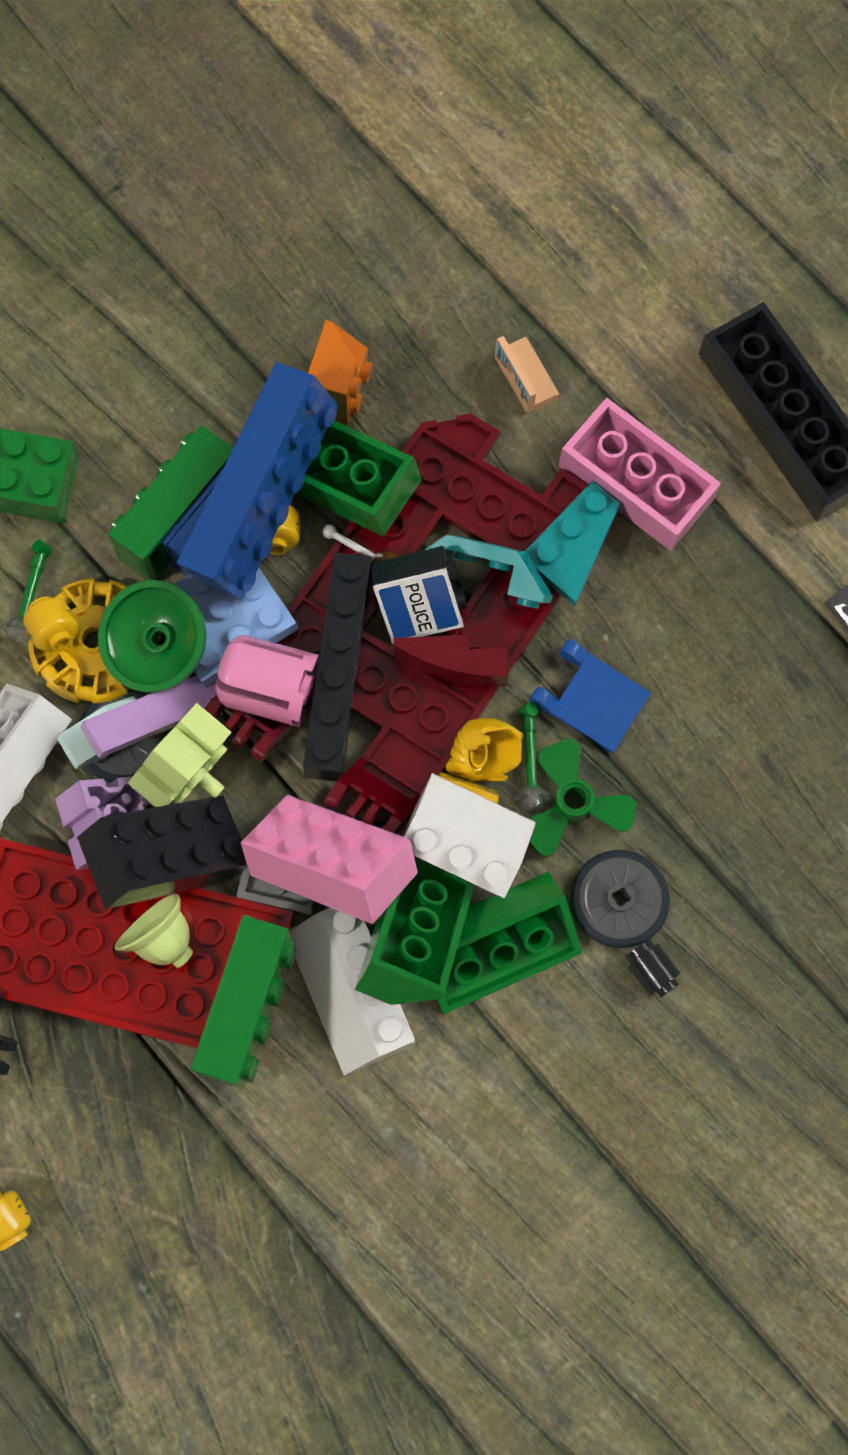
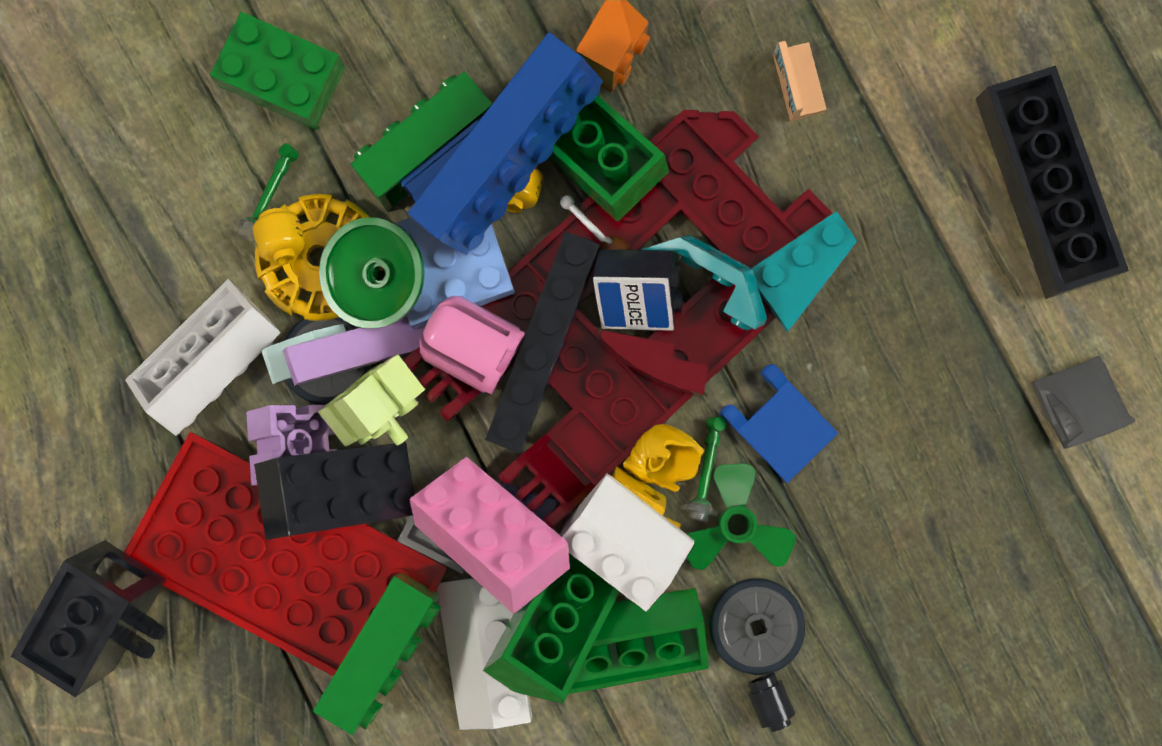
camera: 15 degrees right, 10 degrees up
(159, 934) = (314, 564): yellowish green hat -> none
(643, 472) = (884, 213): bright pink brick -> none

